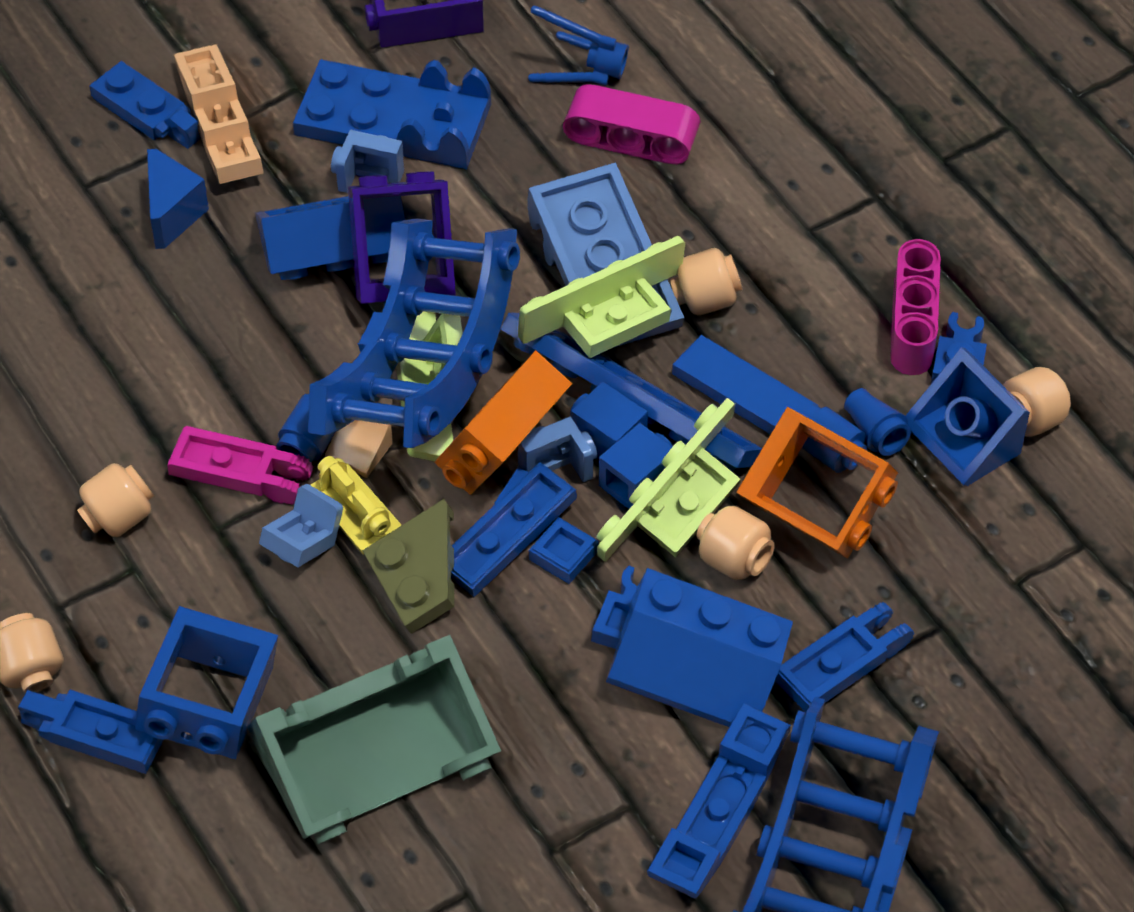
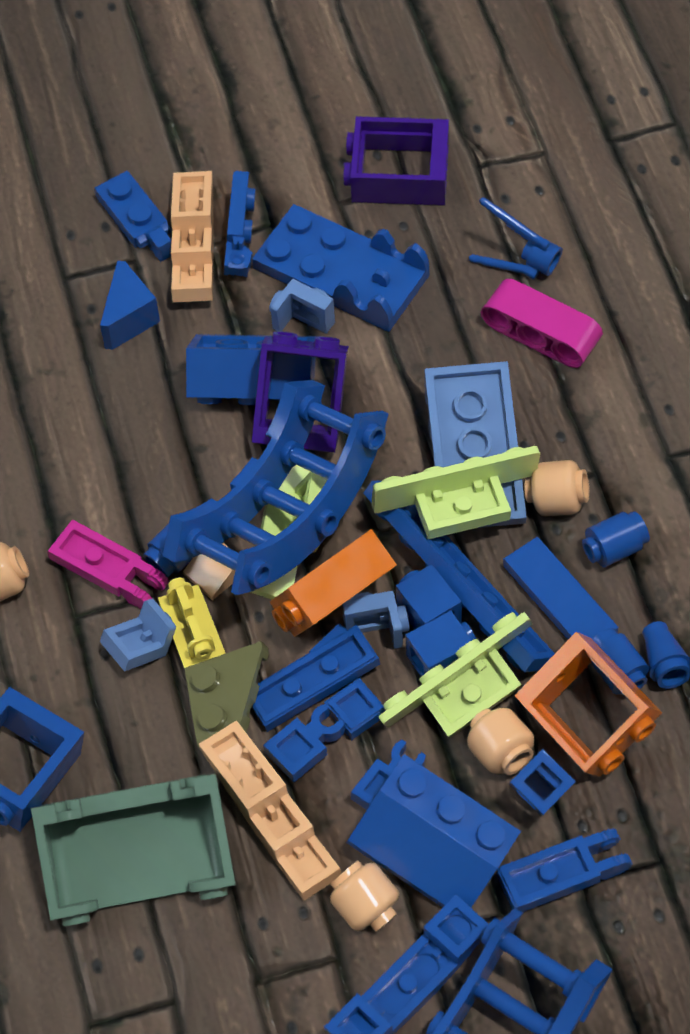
camera: 20 degrees right, 5 degrees up
(266, 93) = (239, 231): none -> blue hinge
(510, 672) = (270, 810): none -> light nougat slope
(520, 600) = (301, 746): none -> blue plate
(643, 732) = (364, 896): none -> light nougat head
(785, 318) = (615, 538): none -> blue brick
(795, 572) = (542, 782): none -> blue brick

